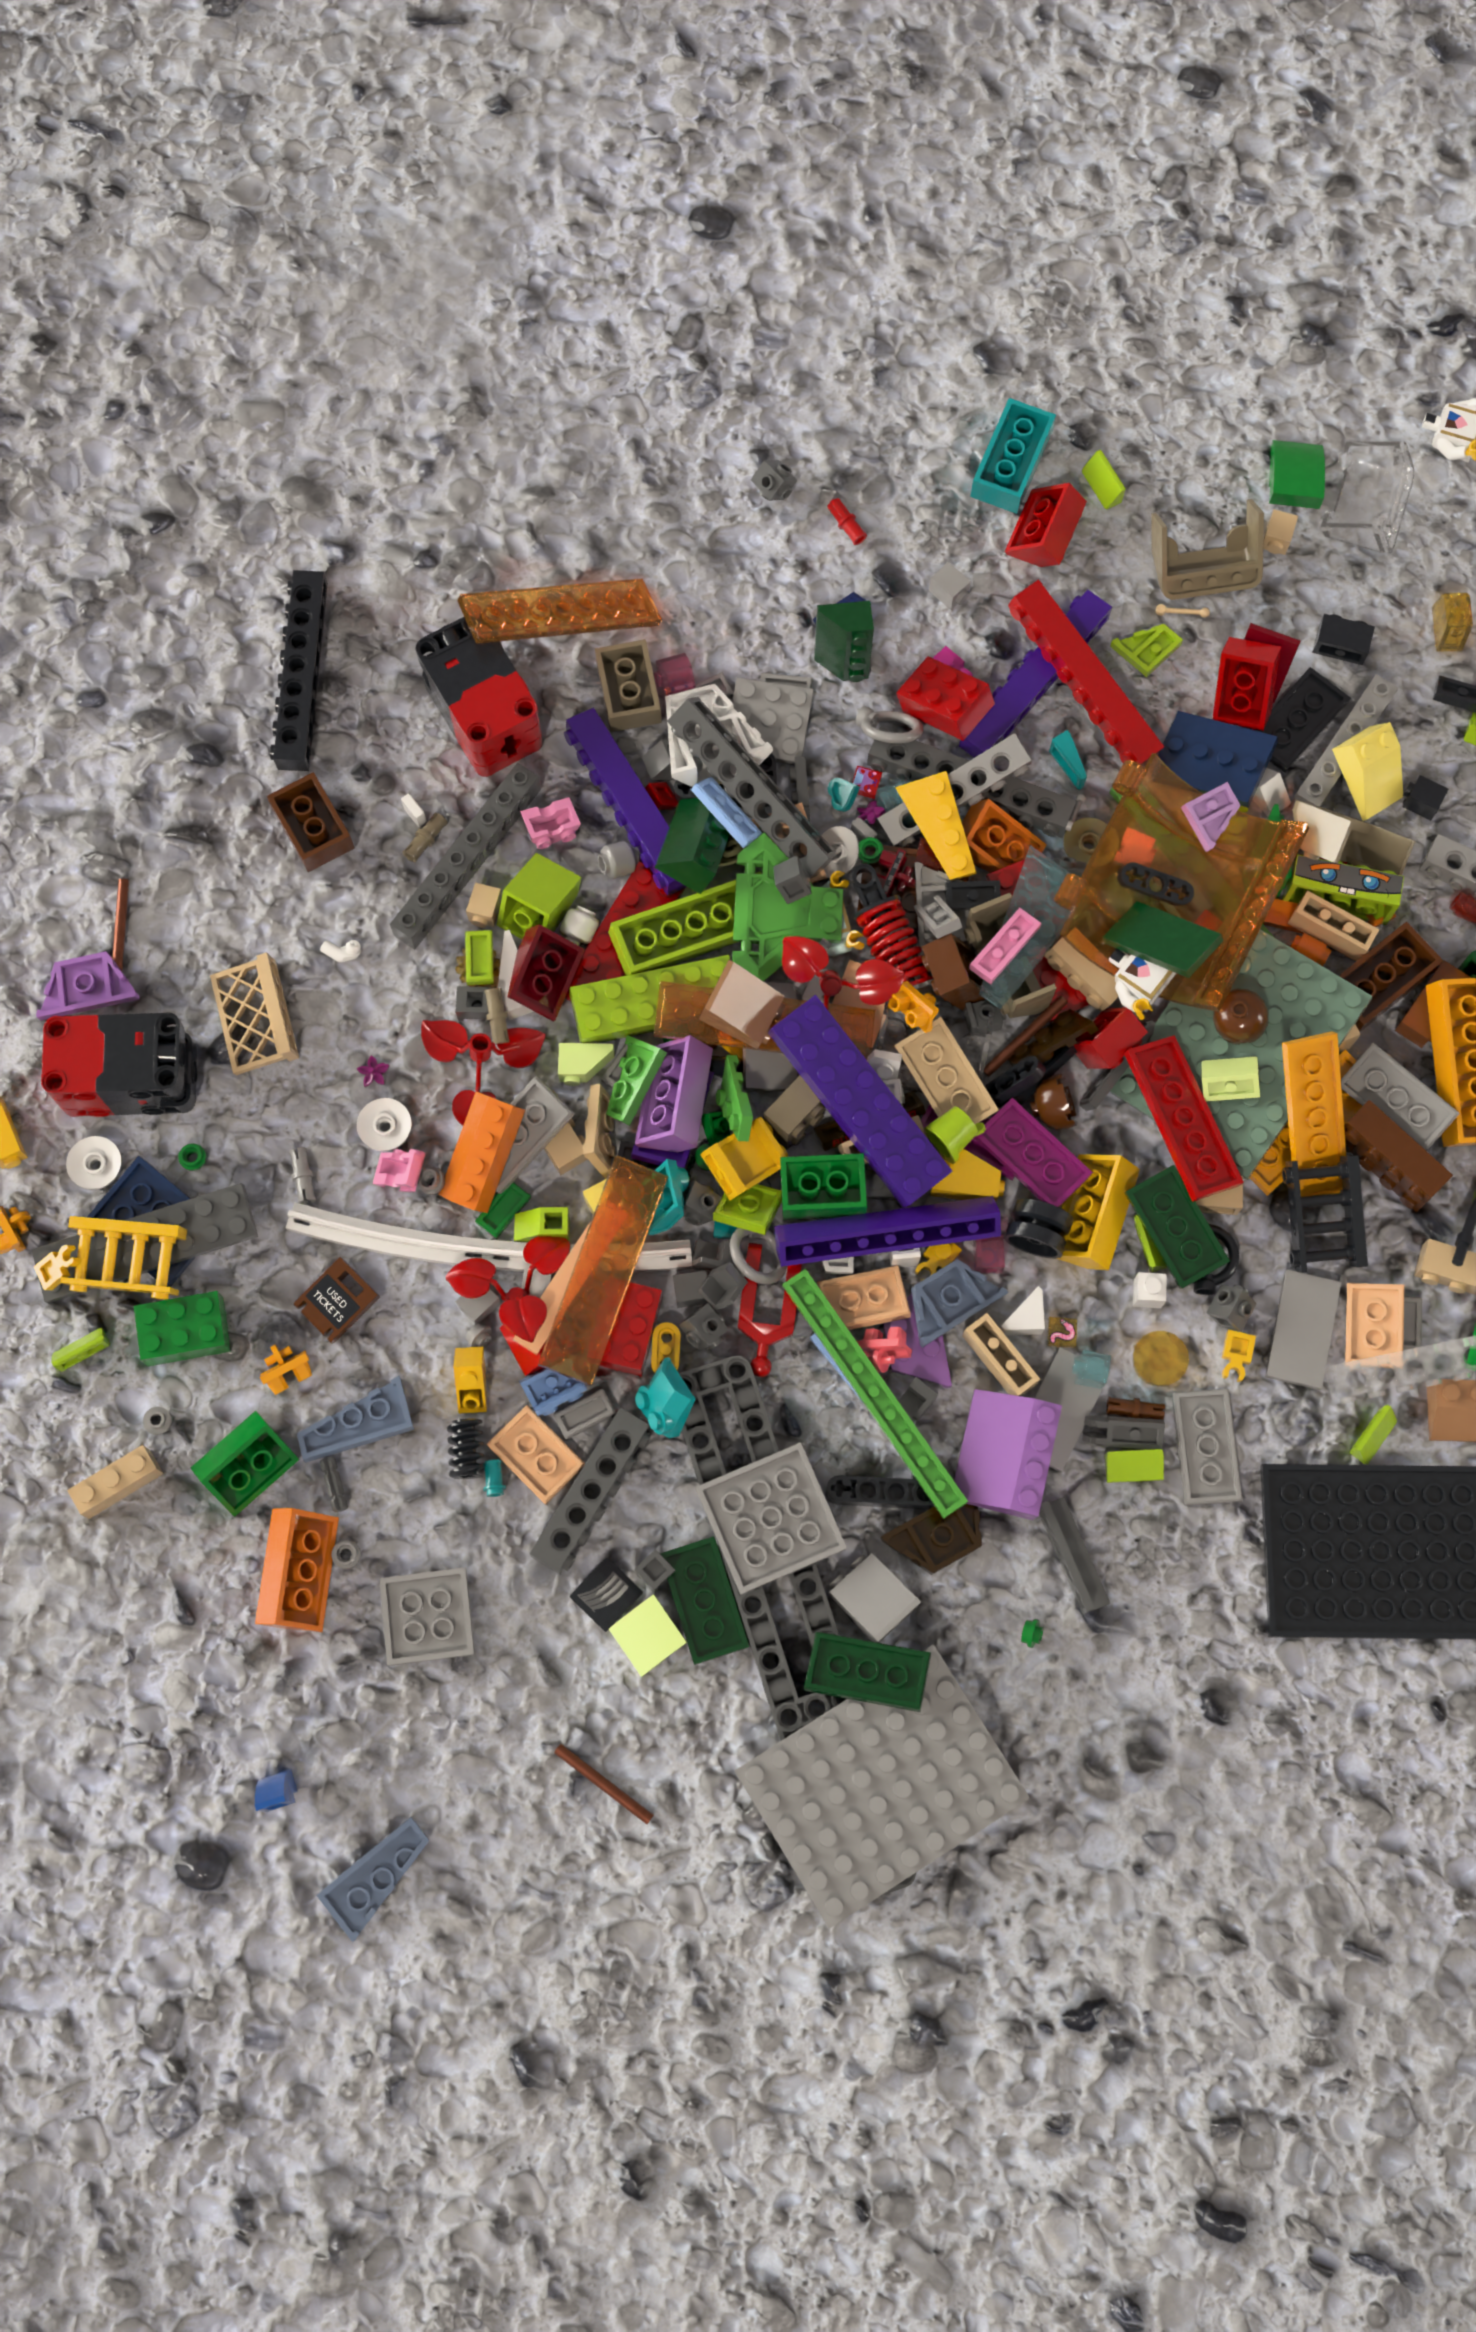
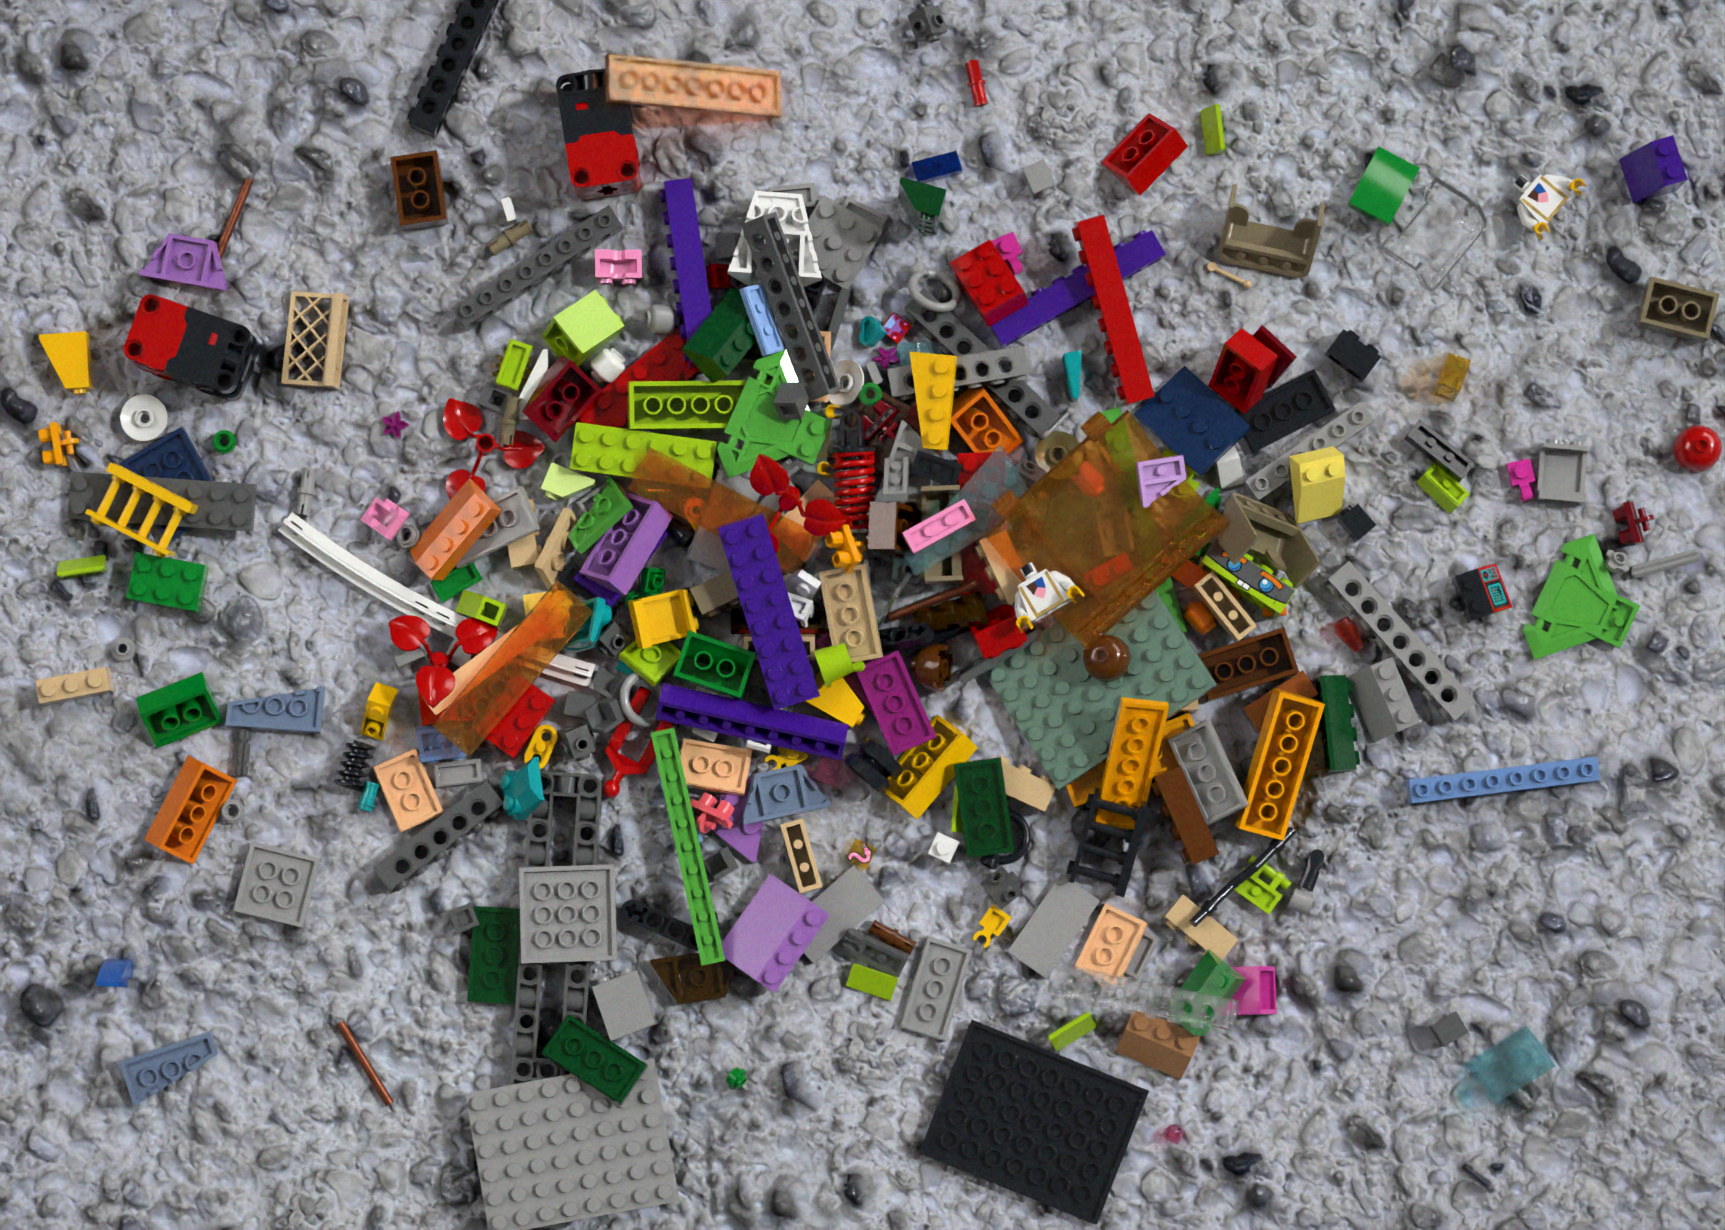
camera: 20 degrees right, 10 degrees up
(56, 1266) = (84, 496): yellow plate -> none
(274, 1375) = (227, 647): light orange hips -> none
(332, 1303) = (292, 607): container -> none
(341, 954) = (407, 314): white arm -> none
(384, 1112) = (378, 466): white dish -> none
(479, 1336) = (398, 679): light grey plate -> none
(484, 905) = (536, 317): tan brick -> none
(606, 1594) = (421, 920): black sticker -> none
(628, 685) = (728, 168): dark tan brick -> none
(647, 1635) = (441, 965): yellowish green slope -> none
(674, 674) = (772, 172): clear pink brick -> none
(733, 1101) = (671, 569): bright green wing -> none
(743, 1006) = (706, 496): slope -> none
(1013, 455) = (1142, 79): teal brick -> none
(1028, 1317) = (837, 831): white slope -> none
(1073, 1555) = (794, 1031): dark grey fence -> none
(1091, 1369) = (867, 893): clear light blue brick -> none
(1140, 871) = (1083, 511): black beam -> none
(1148, 648) = (1184, 299): lime wing -> none
(1160, 1358) = (929, 905): clear yellow tile -> none
(1163, 939) = (1063, 573): dark green tile -> none
(1183, 1118) = (1025, 722): red plate -> none
(1230, 1079) = (1076, 705): yellowish green panel -> none
(1279, 532) = (1342, 237): tan brick -> none

